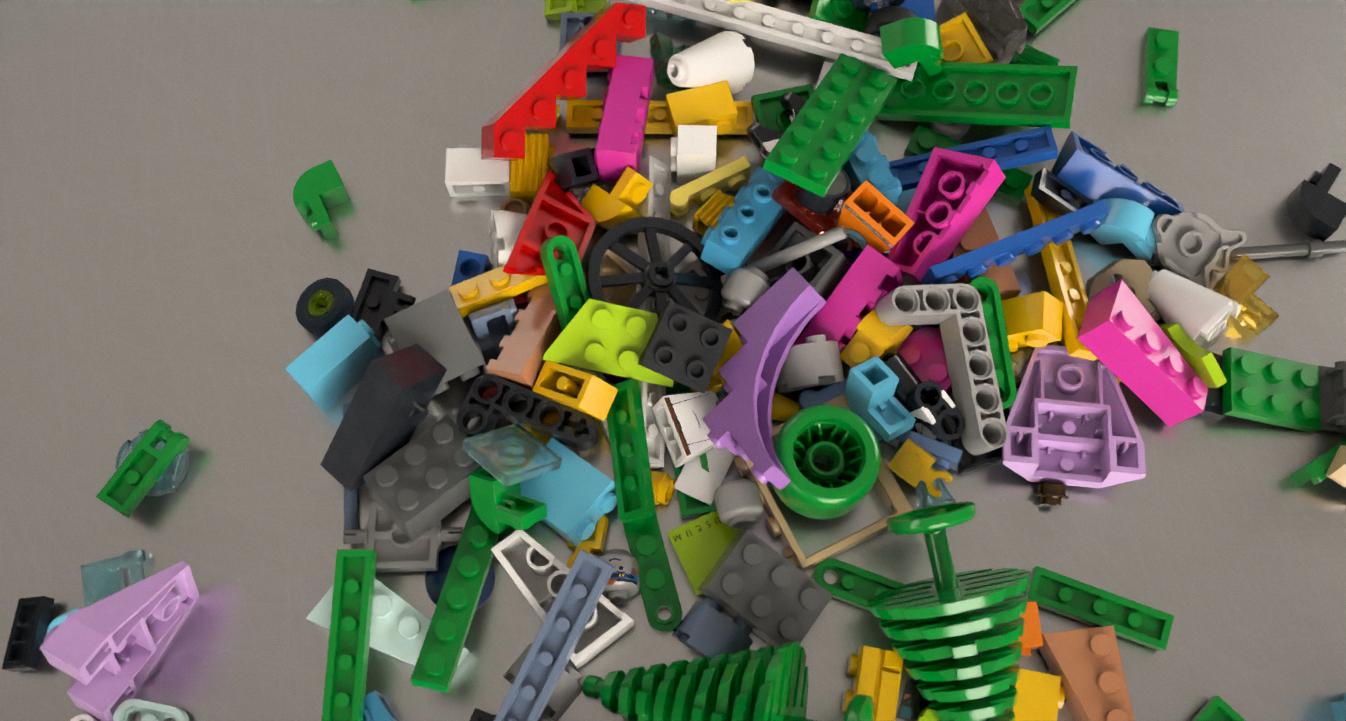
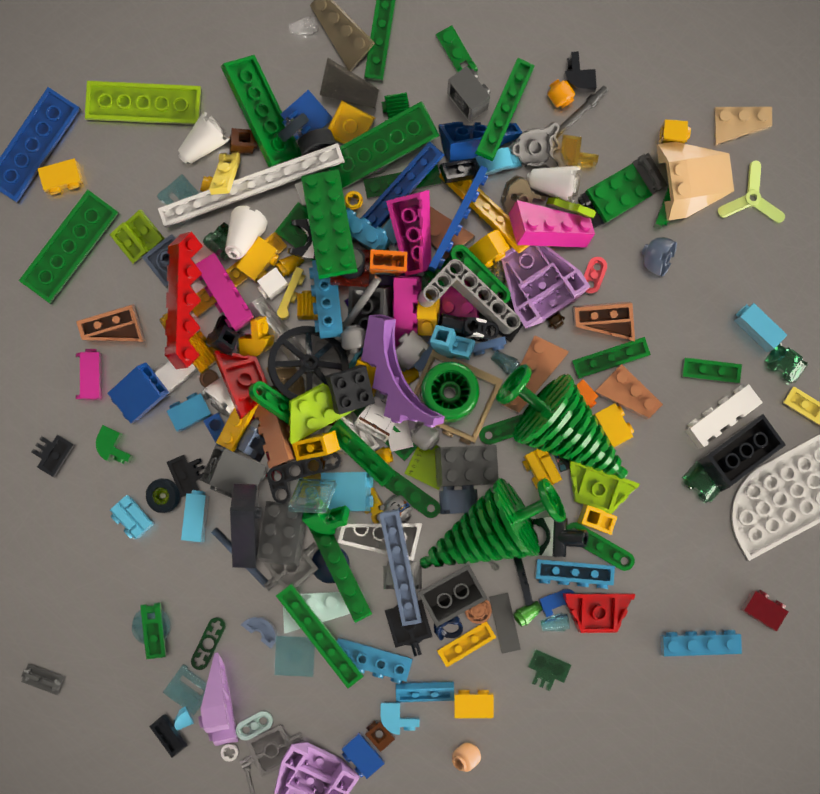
camera: 40 degrees left, 15 degrees up
(222, 531) = (197, 654): none -> dark green beam
(243, 154) = (52, 454): none -> black hinge
(261, 302) = (131, 517): none -> medium azure brick
(289, 592) = (263, 626): none -> sand blue cylinder
(293, 669) = (294, 656): none -> clear light blue plate
(374, 98) = (90, 375): none -> dark pink brick
(410, 155) = (138, 392): none -> blue brick
(448, 230) = (189, 412): none -> dark azure brick
(454, 58) = (114, 325): none -> nougat wedge
(733, 149) = (288, 264): none -> yellow cone
(887, 133) = (353, 195): none -> yellow cone
(913, 41) = (333, 148): green brick -> none
(915, 464) = (488, 358): yellow plate -> none
(993, 535) = (543, 360): none -> nougat wedge
(1134, 546) = (606, 318): none -> nougat wedge
(1148, 109) = (468, 93): none -> dark grey brick
(1156, 477) = (595, 276): none -> coral plate
(1181, 166) = (504, 109): none -> green plate
(1275, 207) = (561, 93): none -> light orange head
(1280, 514) = (658, 255): none -> sand blue cylinder

